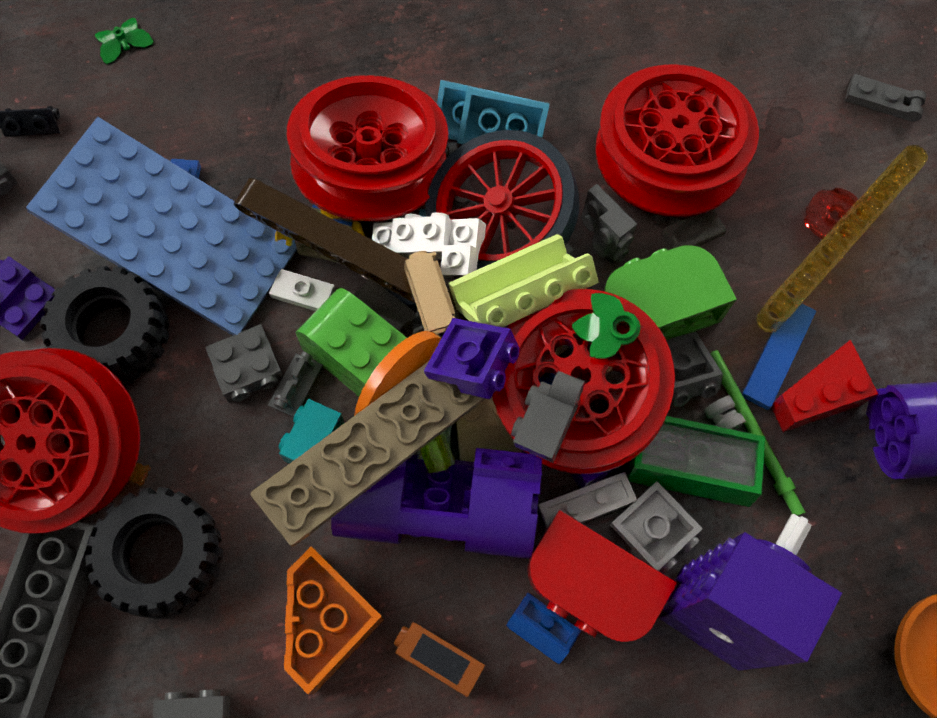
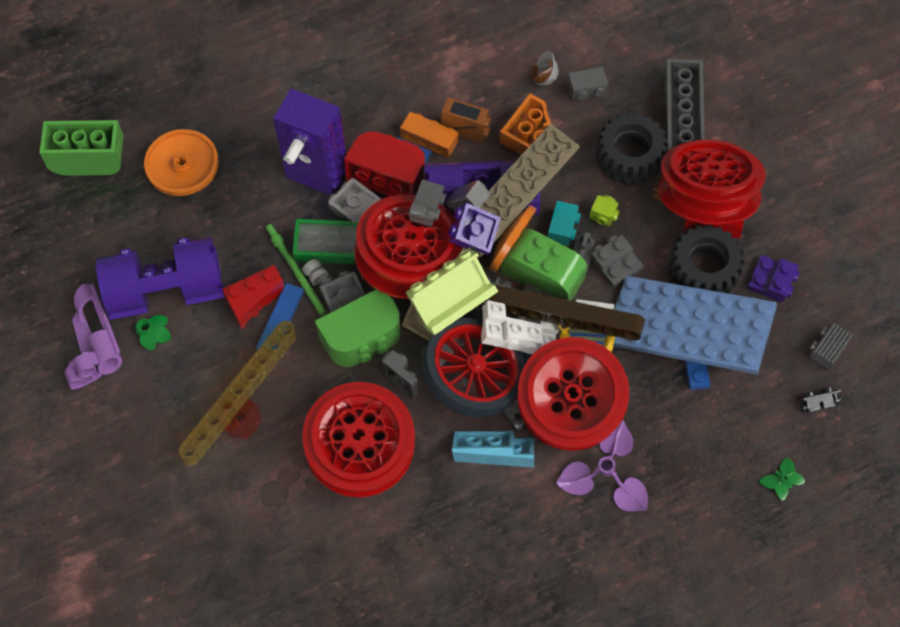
camera: 175 degrees right, 5 degrees down
(237, 449) = (604, 210): none -> lime brick
(324, 46) = (577, 477): none -> medium lavender plant
(429, 291) = (507, 284): tan window -> none
(472, 426) = (472, 193): none -> dark grey brick
(508, 653) = (429, 134): none -> orange brick
(602, 326) = (401, 253): green plate -> none
(886, 98) = (198, 523): dark grey plate -> none

